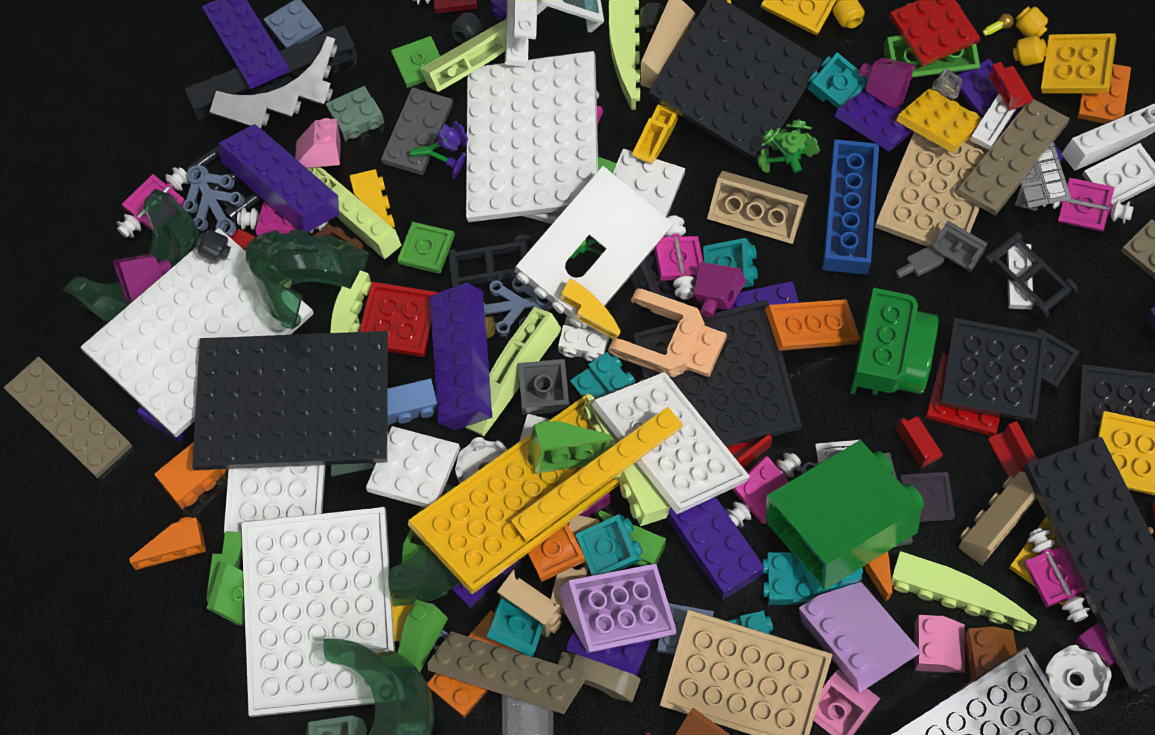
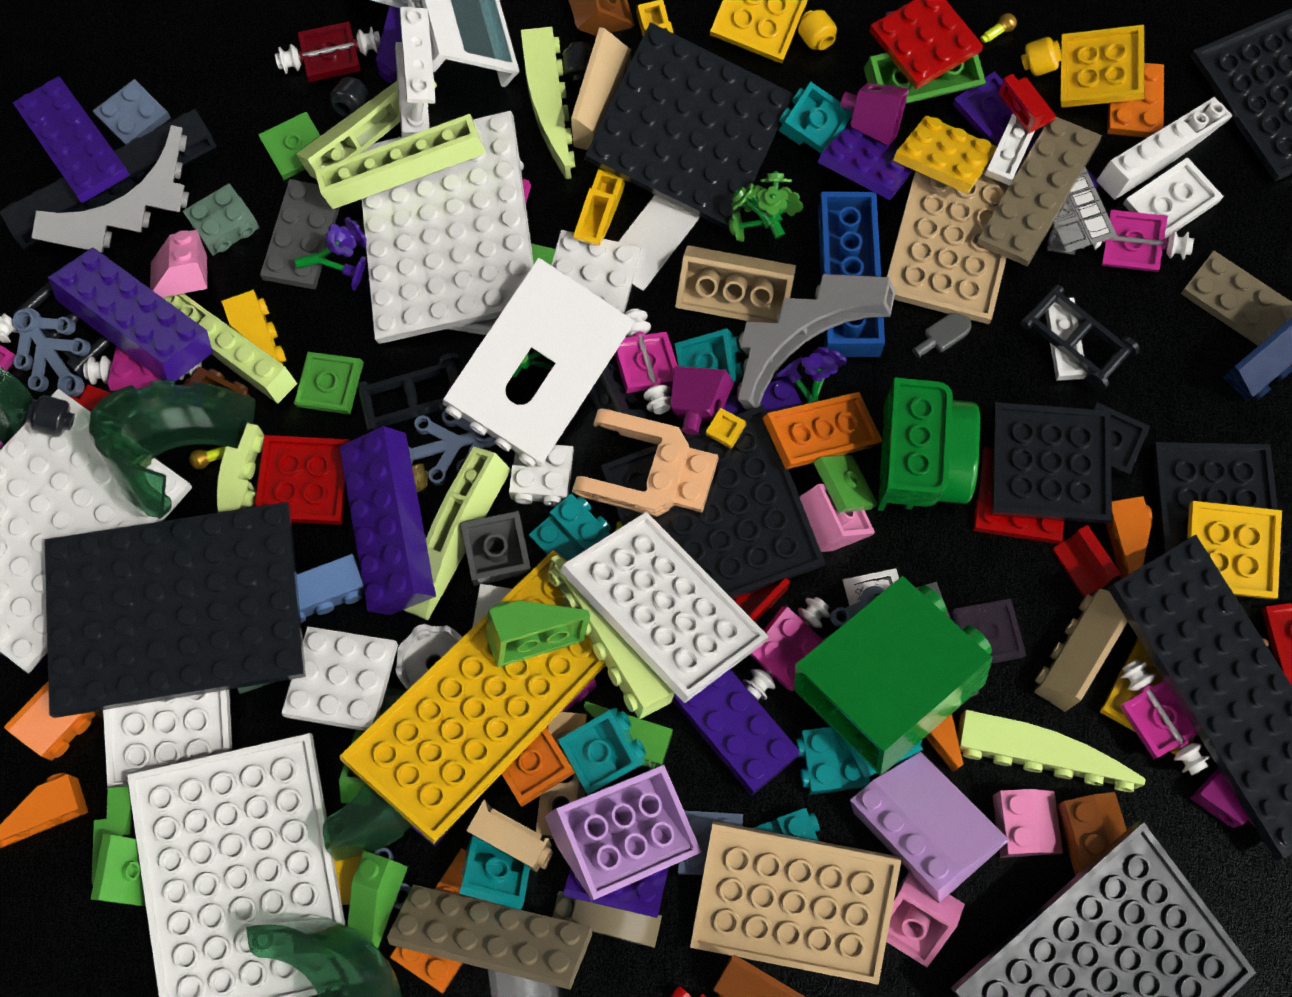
camera: 10 degrees left, 5 degrees up
(320, 294) = (200, 459): none -> pearl gold piece
(502, 82) = (400, 161): none -> yellowish green brick
(590, 309) = (543, 443): yellow slope -> none
(597, 474) = (576, 663): yellow plate -> none
(700, 159) = (658, 233): none -> white sticker
(735, 313) = (726, 428): none -> yellow plate
(815, 273) = (819, 365): none -> dark purple plant
(815, 392) = (829, 526): none -> bright pink slope
(826, 368) = (845, 483): none -> bright green plate
(835, 225) = (799, 320): none -> light grey arch
(919, 441) = (969, 562): red panel -> none
(948, 84) = (949, 108): clear tile -> none
(959, 246) = (989, 310): dark grey hinge -> none
(1031, 22) = (1039, 21): yellow head -> none
(1051, 428) = (1129, 533): none -> orange slope
(1089, 667) = (1222, 839): white plate -> none

